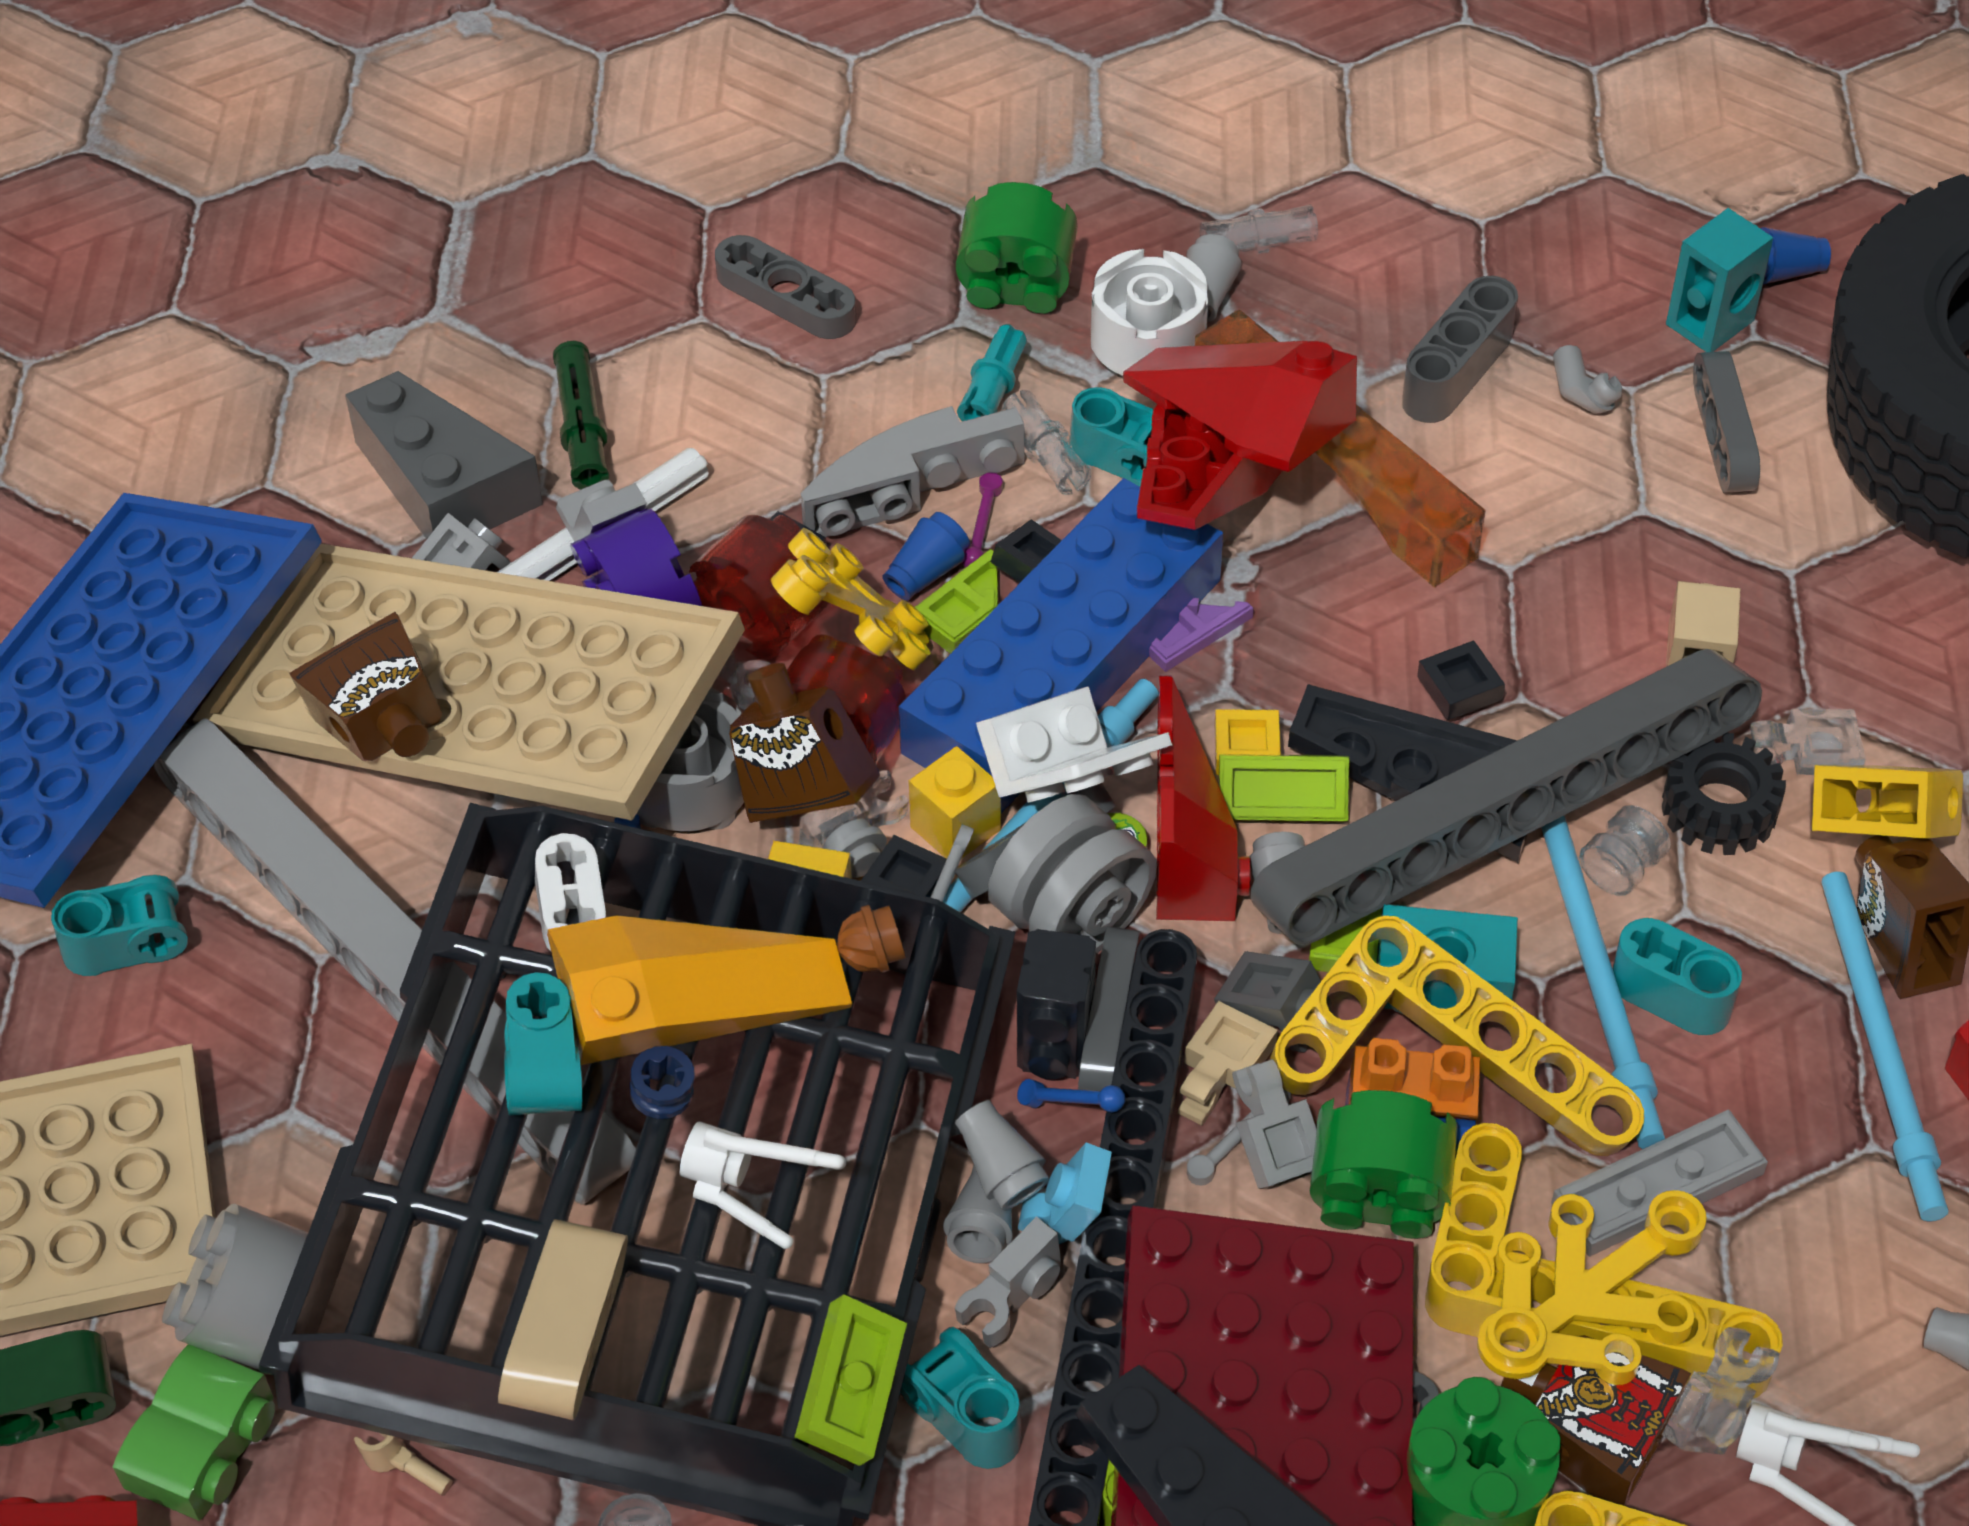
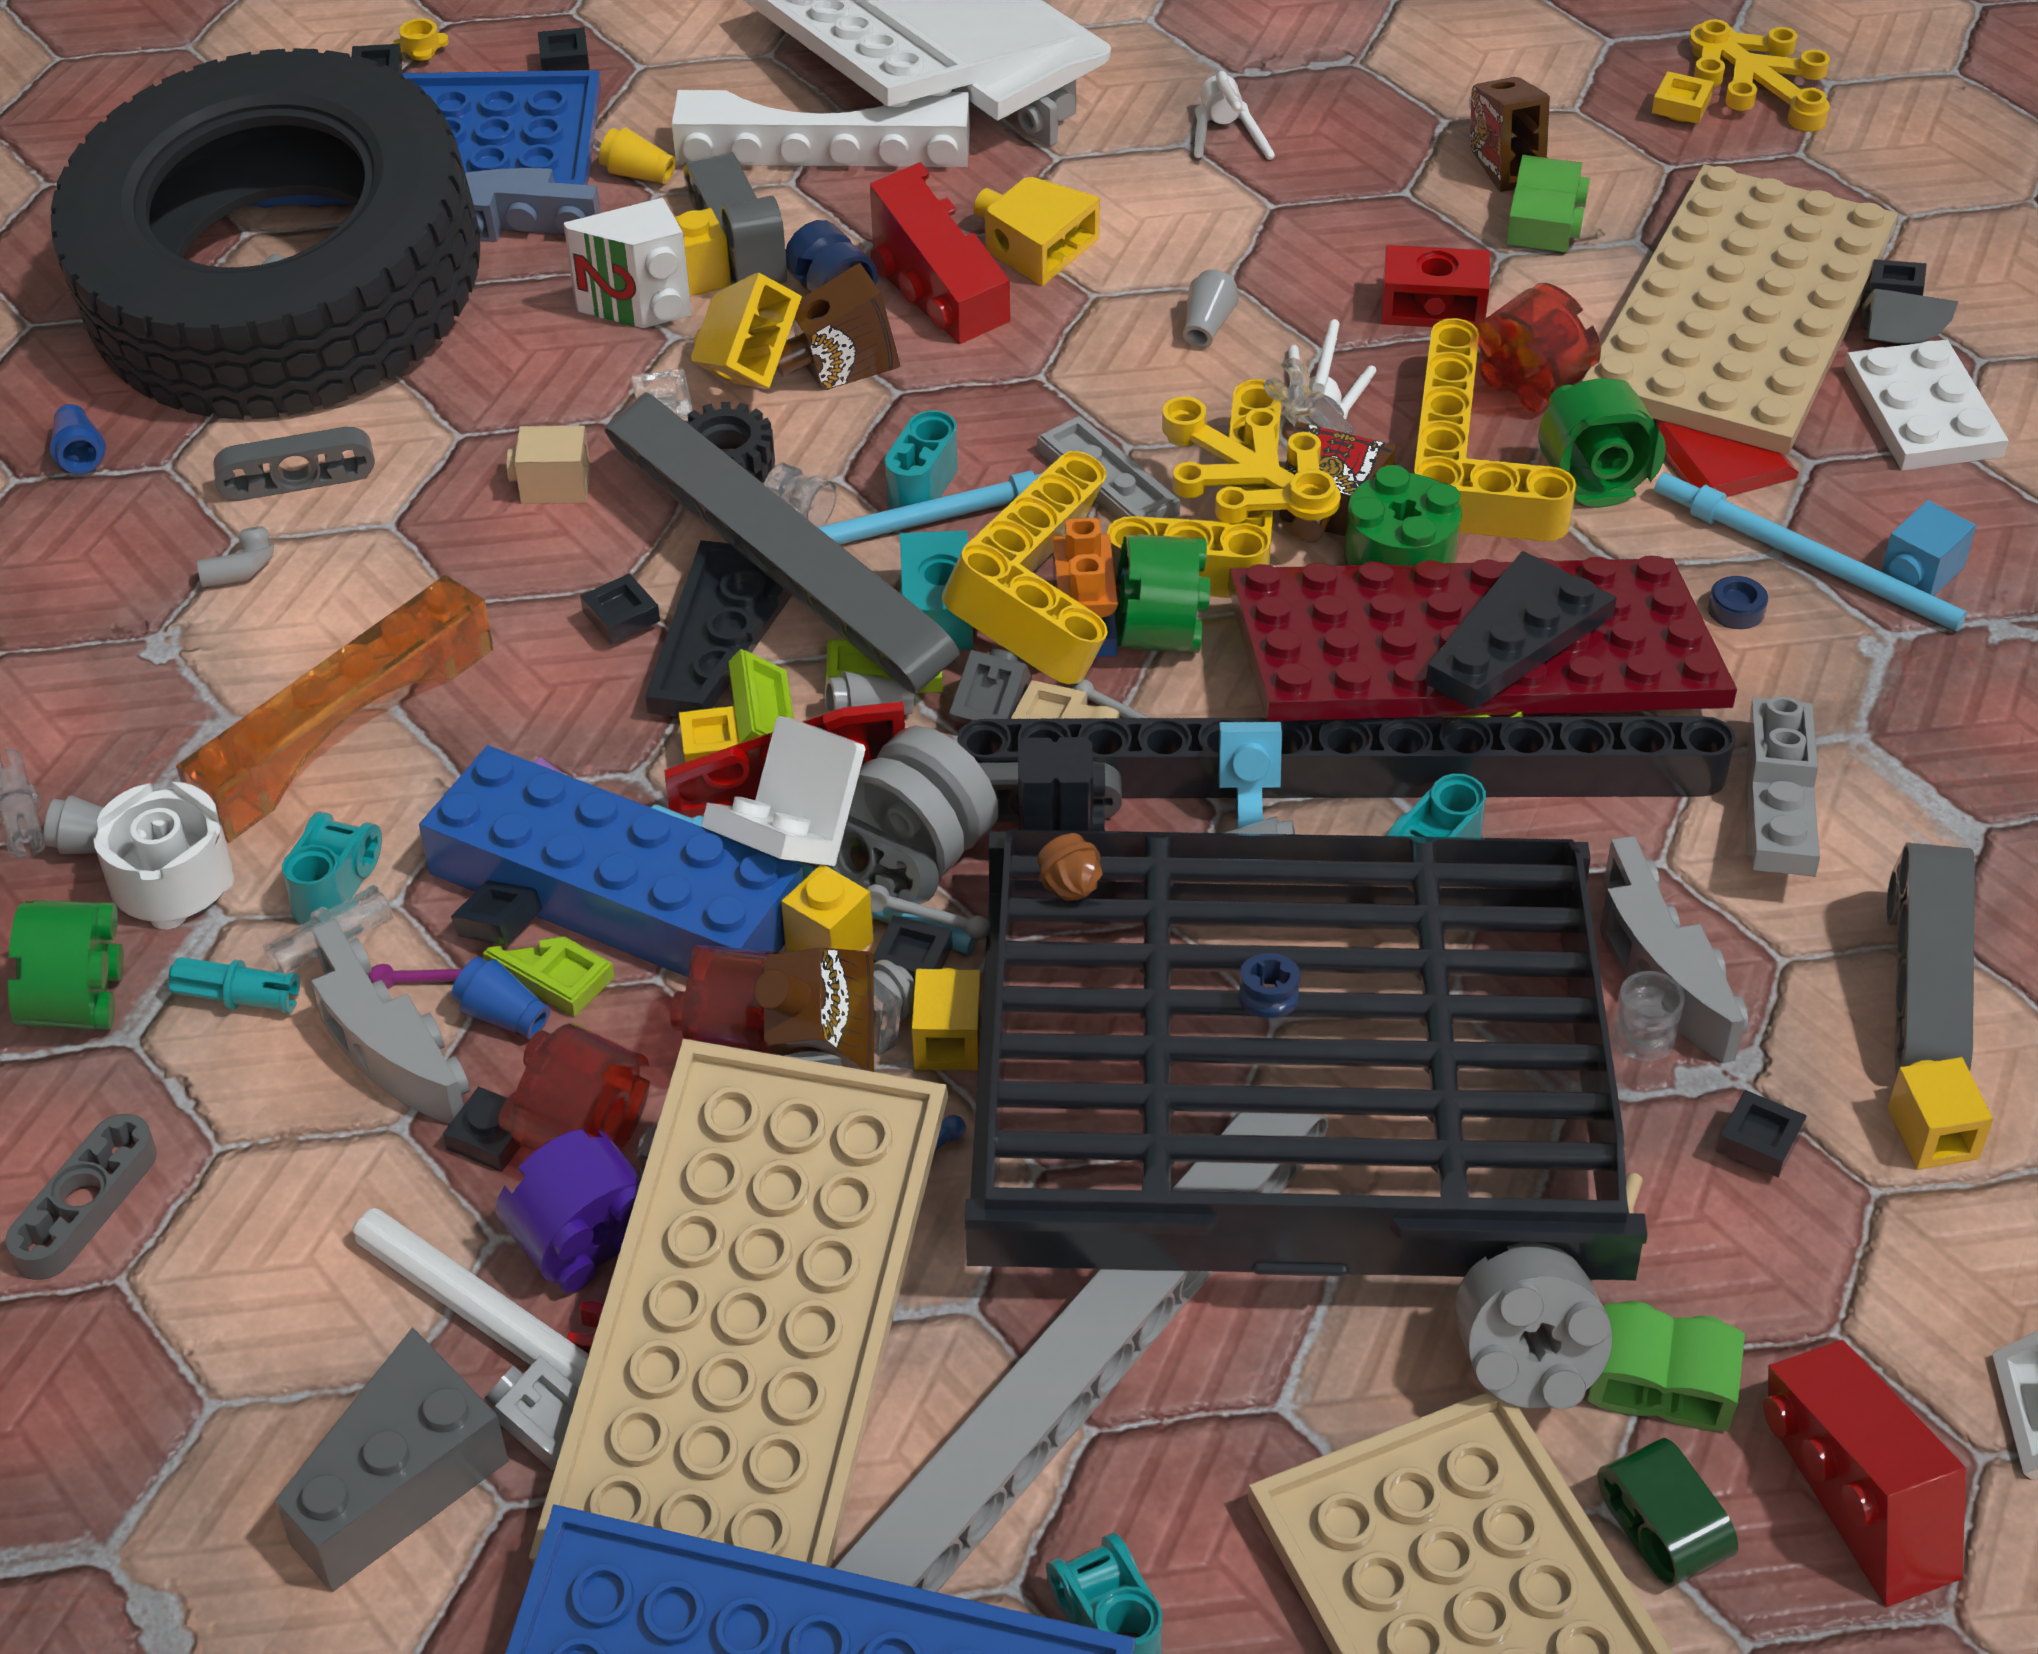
camera: 100 degrees left, 5 degrees down
(371, 692) = (811, 1364): reddish brown torso -> none
(540, 1053) = (1284, 1053): teal piece -> none
(555, 897) = (1088, 1082): white beam -> none
(563, 1320) = (1547, 985): tan beam -> none
(586, 458) = (308, 1343): dark green pin -> none
(598, 507) = (500, 1249): light grey bracket -> none
(686, 982) = (1178, 984): light orange wedge -> none
(723, 1158) = (1338, 929): white plant -> none
(834, 578) = (662, 965): yellow plant -> none
(851, 1380) = (1529, 834): lime plate -> none
(1001, 1156) = (1235, 802): light grey cone -> none
(1019, 1272) = (1318, 809): light grey plate -> none
(1033, 1093) = (1152, 747): blue hinge -> none
(1193, 475) = (388, 754): red wedge -> none
(1264, 398) = (331, 701): red wedge -> none
(1280, 1134) = (1132, 671): light grey plate -> none
(1459, 349) = (202, 635): dark grey beam -> none
(1719, 280) = (134, 453): teal brick -> none
(1914, 1148) = (1048, 347): medium azure bar -> none

